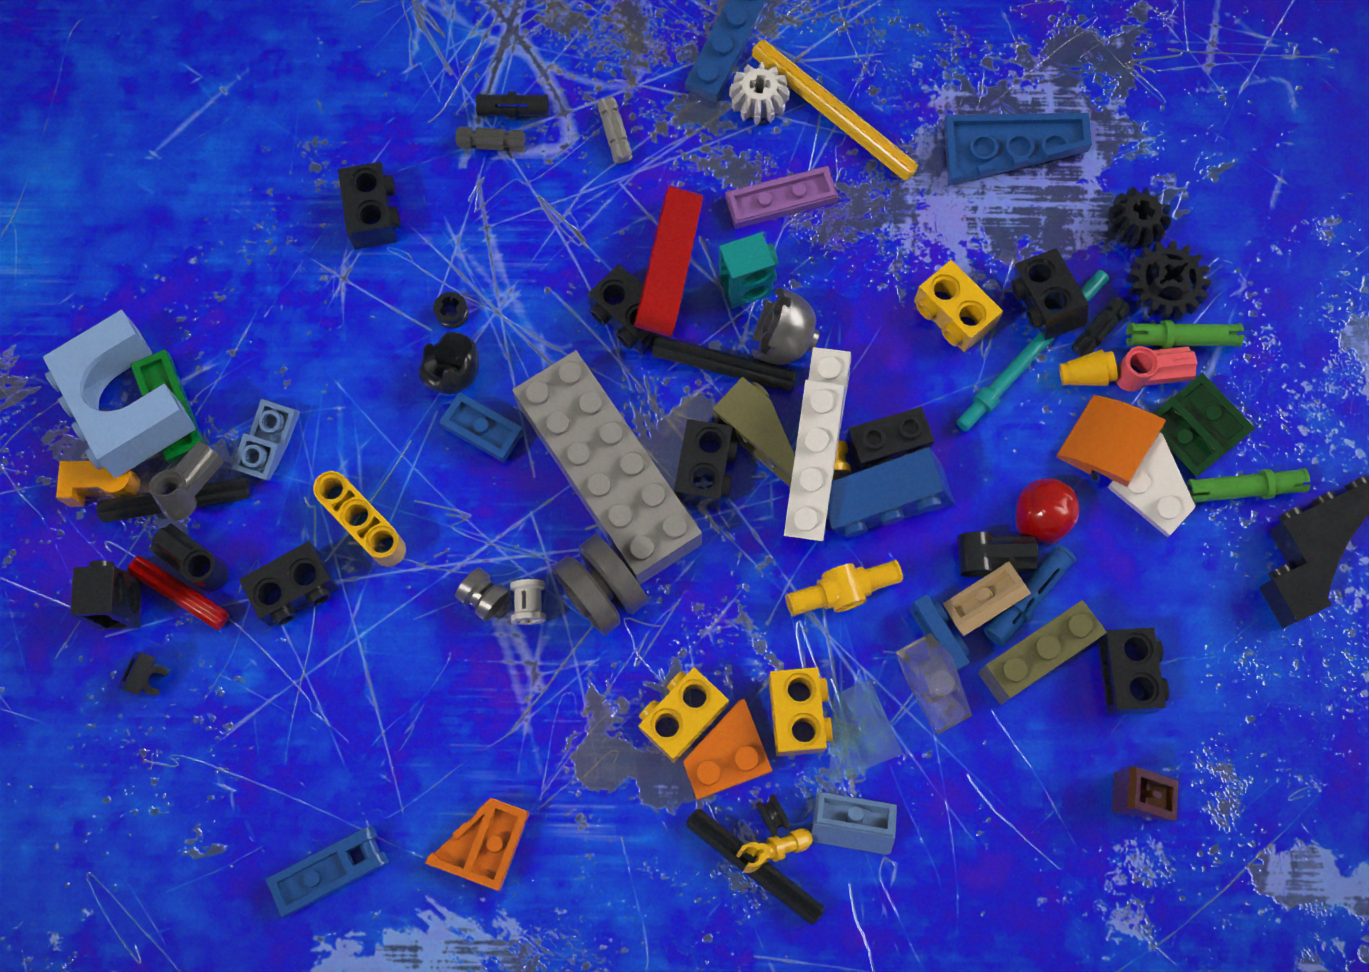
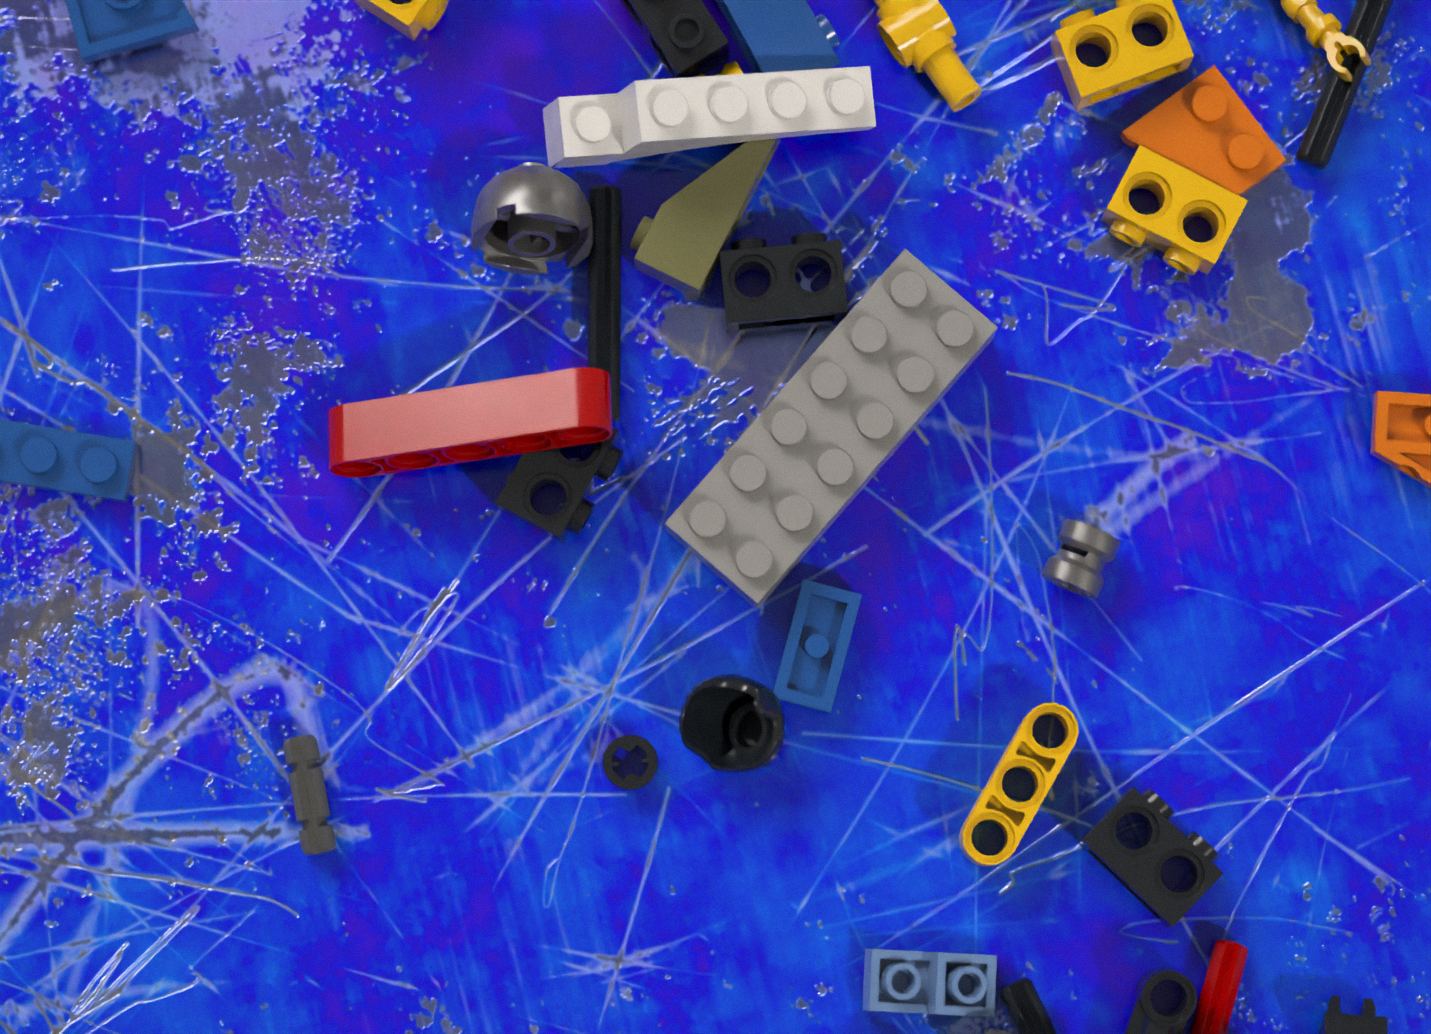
camera: 105 degrees left, 10 degrees up
(364, 206) = (495, 966): black brick -> none
(488, 105) = (240, 775): black pin -> none
(527, 601) = (1092, 491): white bush -> none
(604, 581) = (1026, 379): flat silver wheel -> none
(614, 130) = (239, 593): light grey axle -> none
(747, 269) = (452, 296): teal brick -> none
(759, 93) = (99, 388): white gear -> none
(772, 815) = (1277, 47): black bush -> none
(781, 197) = (289, 290): medium lavender tile -> none
(836, 111) = (107, 246): yellow axle -> none

